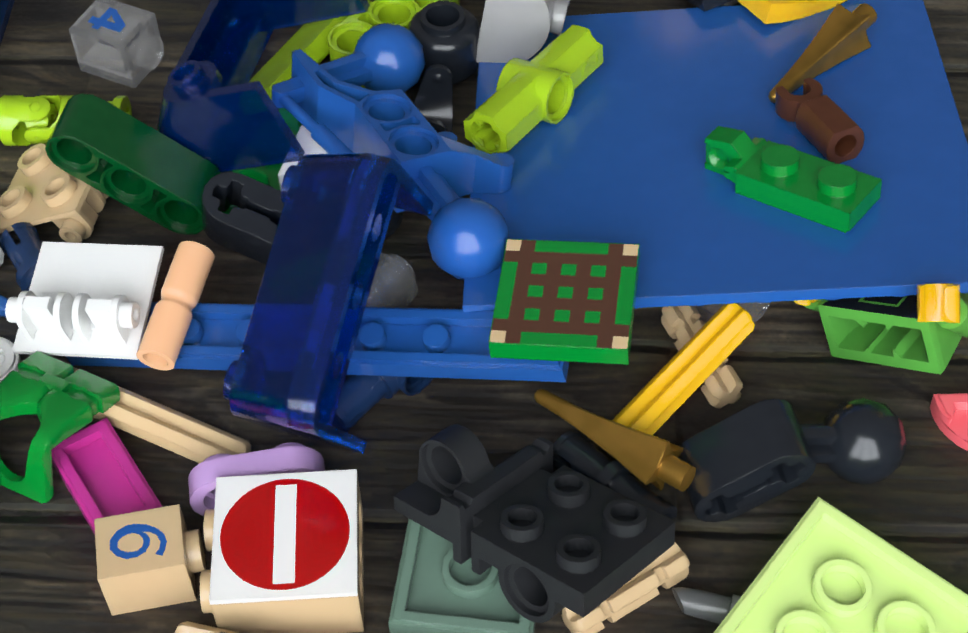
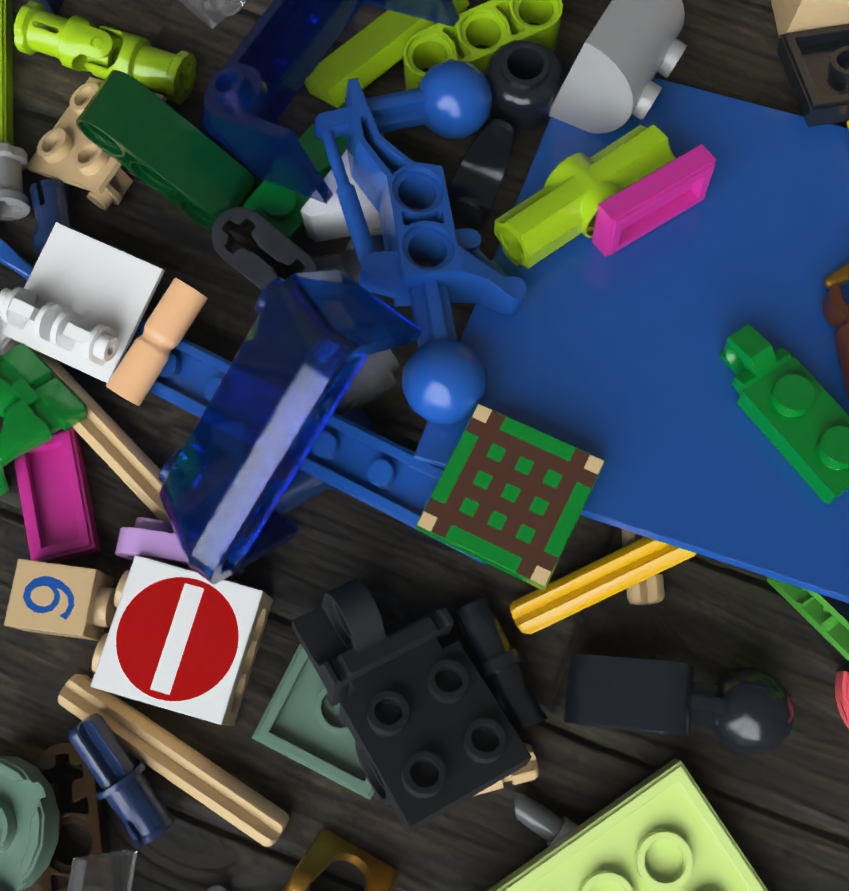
camera: 20 degrees right, 25 degrees up
(595, 77) = (653, 200): none -> dark pink tile
(644, 455) = (532, 651): pearl gold piece -> none

